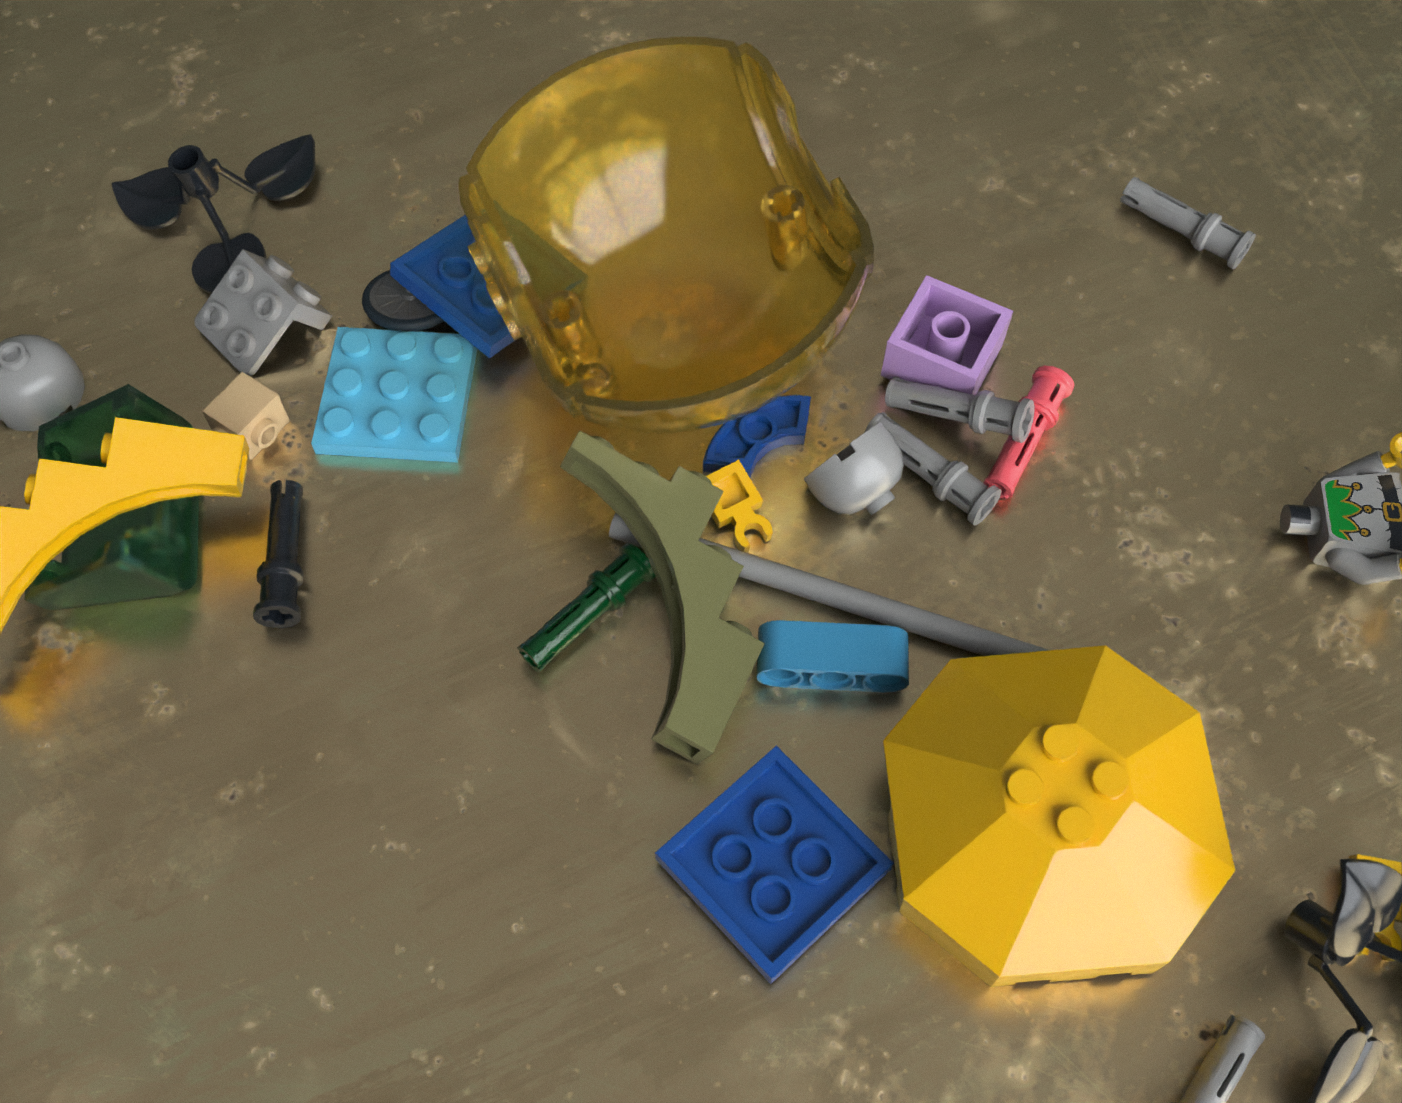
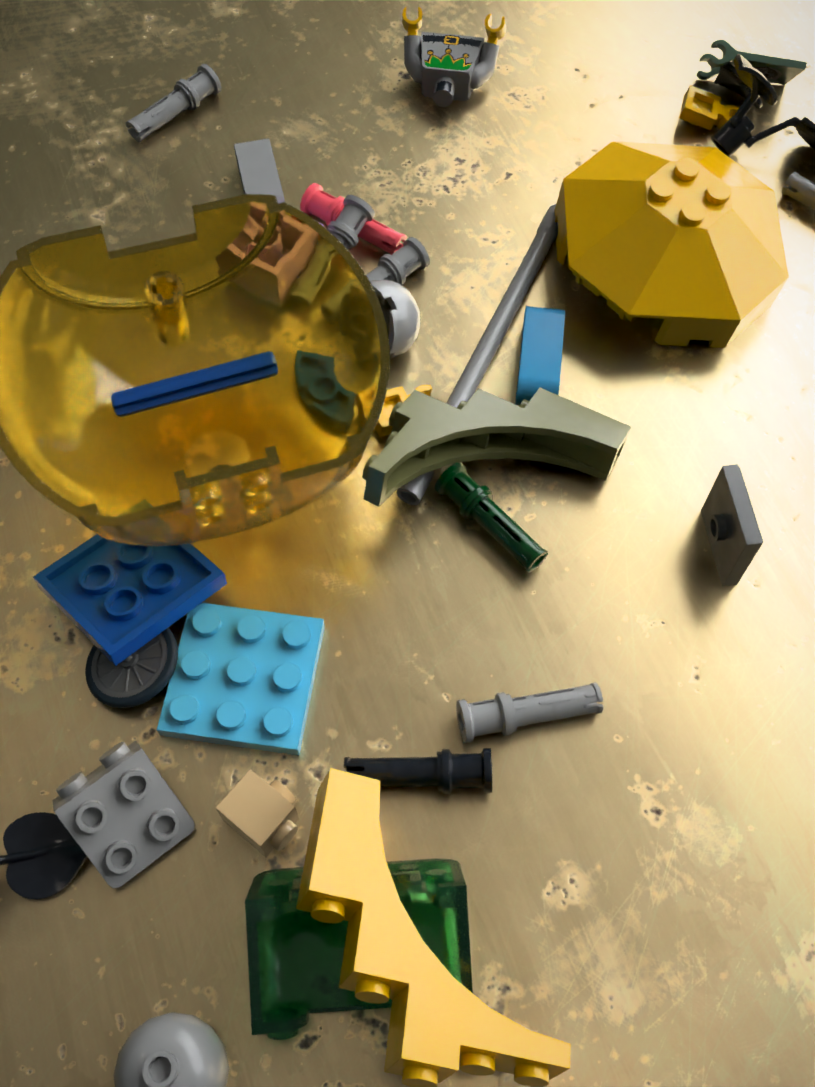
camera: 85 degrees left, 0 degrees up
(341, 632) = (508, 713): none -> light grey pin
(565, 867) = (731, 525): none -> dark grey plate
(713, 284) = (194, 384): none -> blue axle
(773, 863) = (701, 409): blue plate -> none
(1070, 325) = (258, 168): none -> light grey beam

